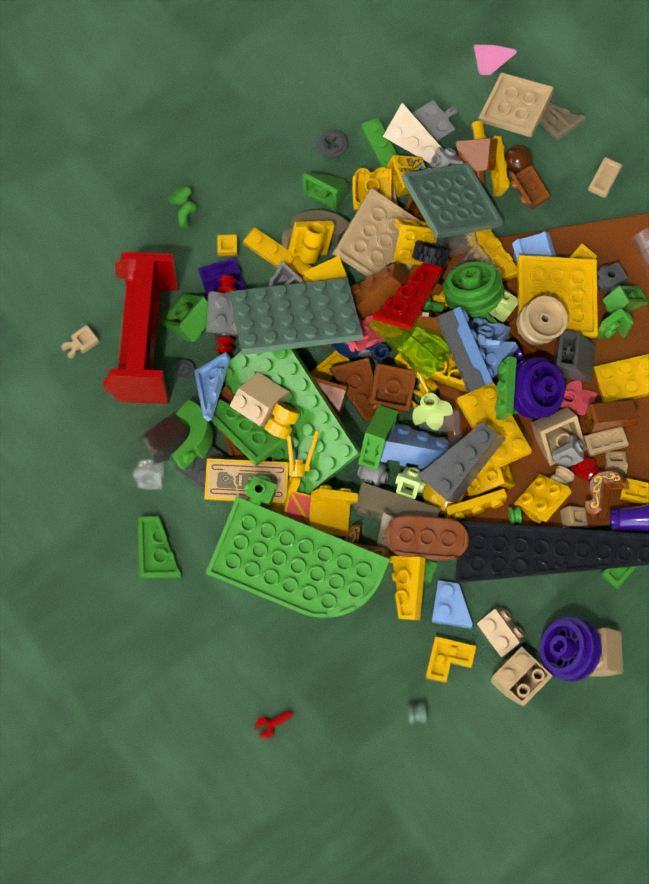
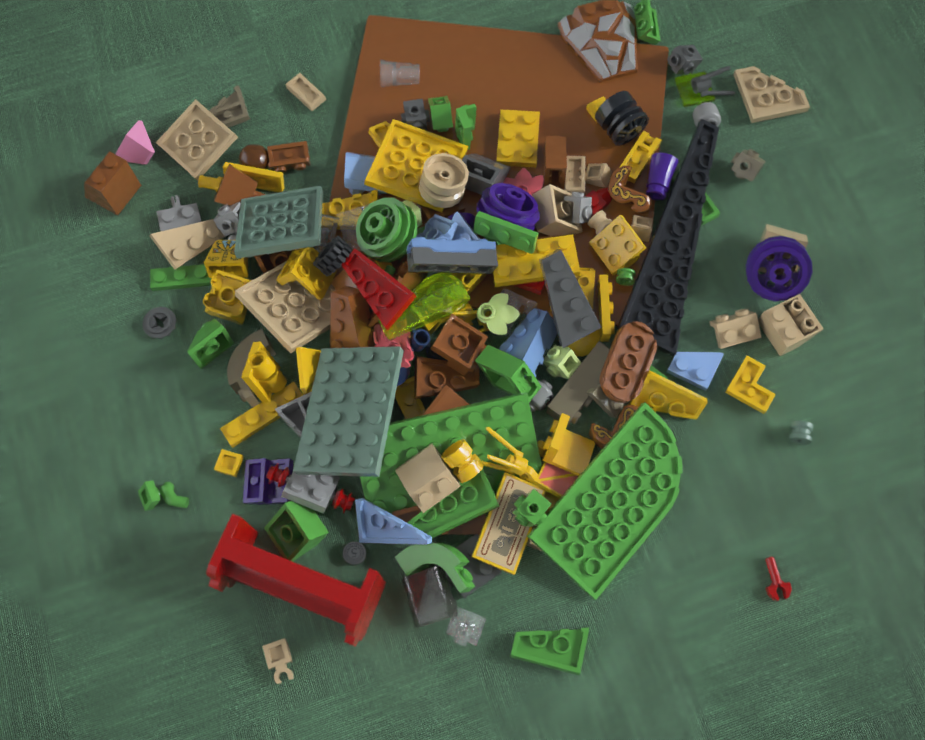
camera: 70 degrees left, 0 degrees up
(443, 54) = (112, 184): none -> dark orange slope

